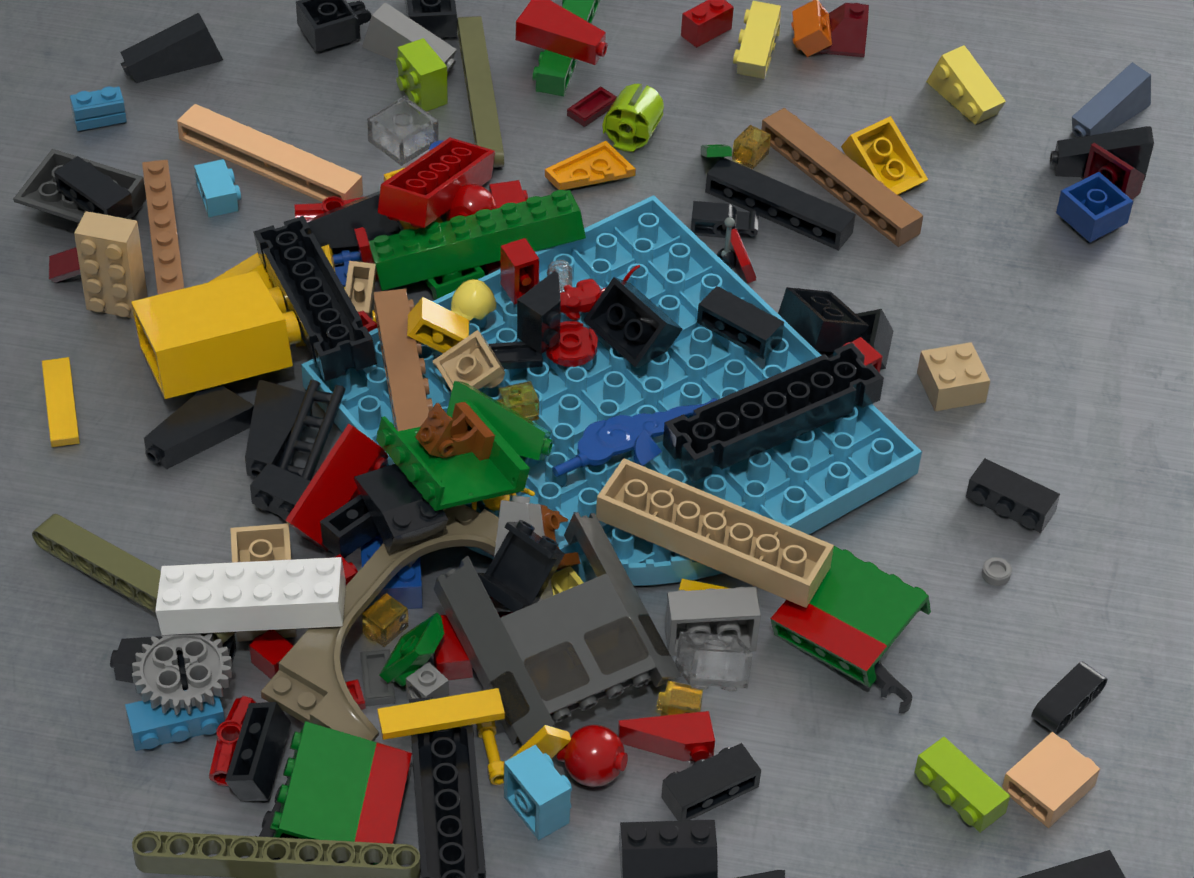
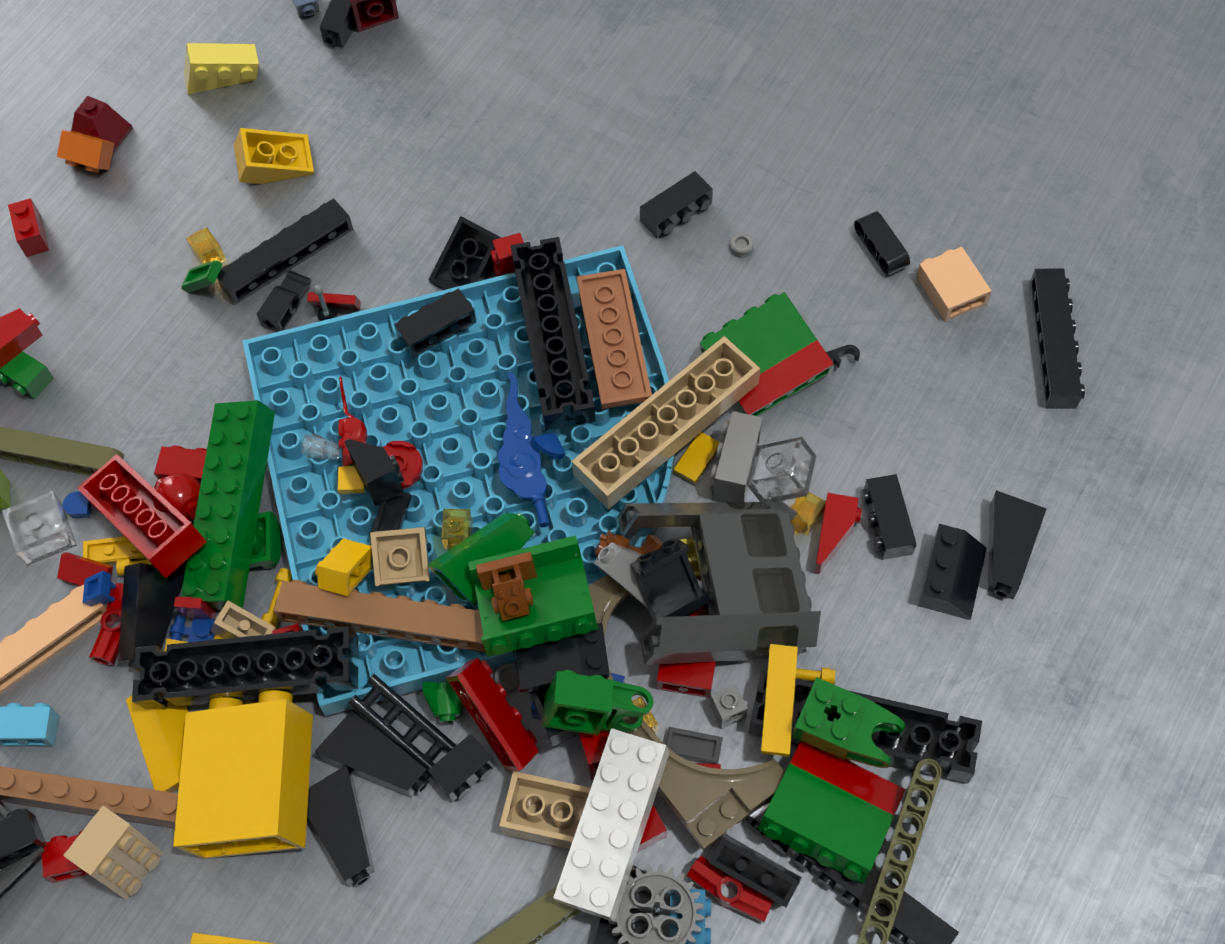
camera: 65 degrees left, 15 degrees up
(64, 265) = (66, 896): dark red tile -> none
(355, 180) = (98, 588): none -> blue tile
(357, 529) = (592, 704): none -> green brick
(375, 173) = (77, 568): none -> red tile
(413, 650) = (691, 703): green slope -> none
(431, 765) = (852, 726): none -> green brick
(473, 300) = (313, 531): light yellow hair -> none
(518, 268) = (303, 476): red brick -> none
(537, 792) = (870, 648): medium azure brick -> none
(548, 740) = (829, 633): yellow tile -> none
(590, 167) = (164, 384): light orange wing -> none
(591, 106) = (83, 358): dark red tile -> none
(594, 756) = (845, 594): red brick -> none
(632, 323) = (400, 407): black slope -> none
(633, 117) = (123, 325): lime cylinder -> none
(757, 39) = (79, 195): light yellow wedge -> none
(798, 466) = (613, 338): none -> nougat plate
(820, 318) = (443, 265): black slope -> none
(843, 177) = (275, 194): medium nougat brick -> none
(953, 376) = (538, 197): tan brick -> none
(961, 784) = (940, 343): lime brick -> none
(1094, 206) = (402, 32): blue brick -> none

